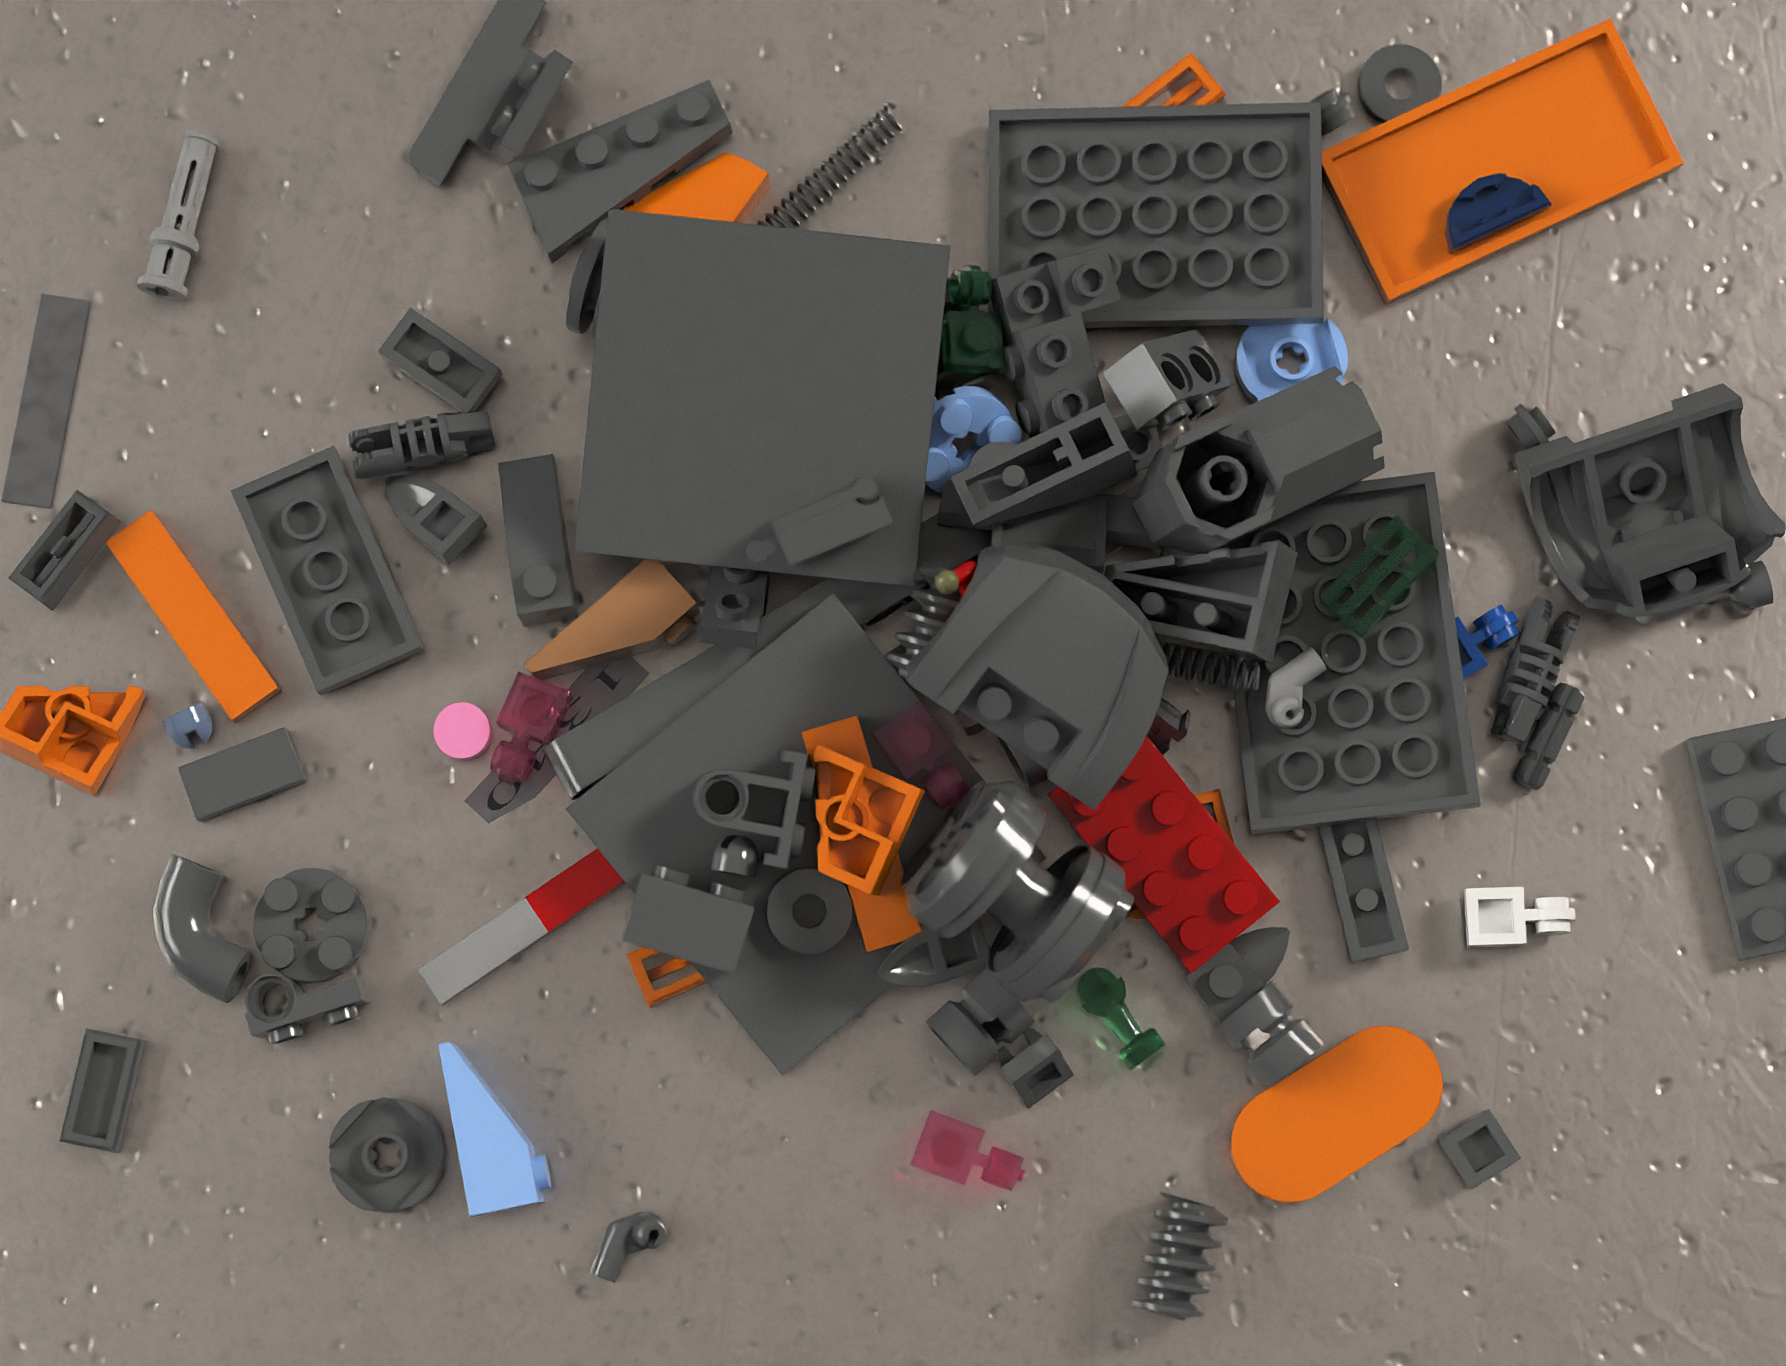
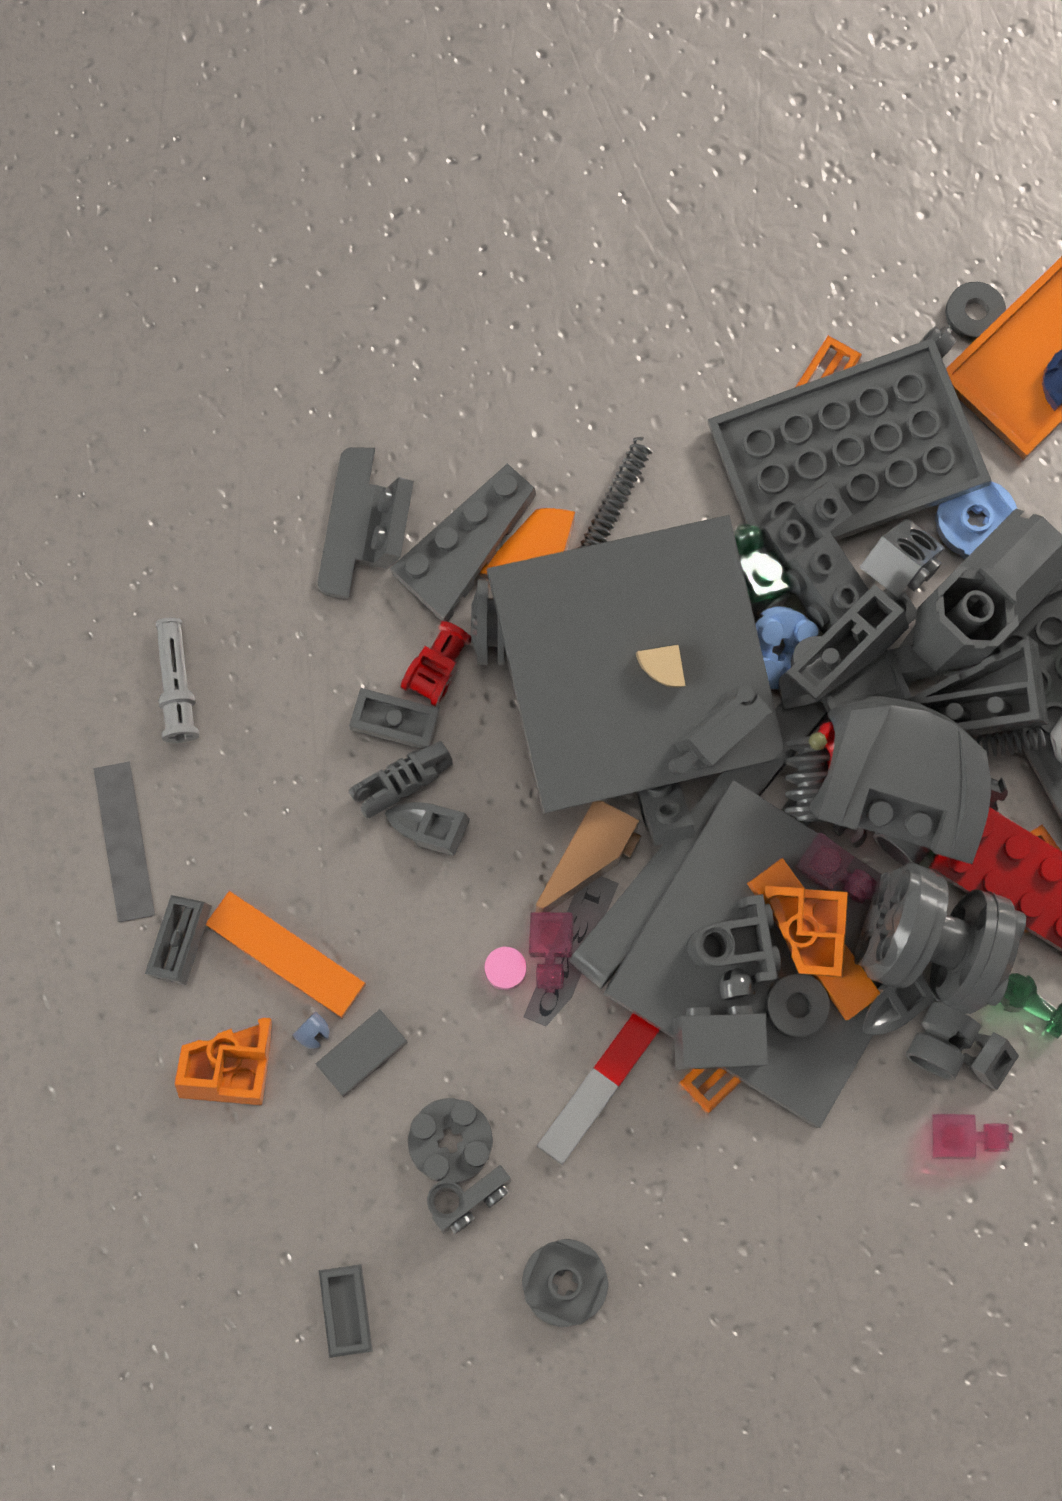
camera: 20 degrees left, 5 degrees down
(186, 931) = (366, 1177): dark grey cylinder -> none
(327, 570) = (369, 889): dark grey plate -> none
(492, 1149) = (640, 1251): light blue slope -> none
(518, 312) = (435, 666): none -> red connector
(537, 541) = (509, 818): dark grey slope -> none
(623, 1238) = (753, 1281): dark grey arm -> none
(791, 413) = (663, 665): none -> tan tile

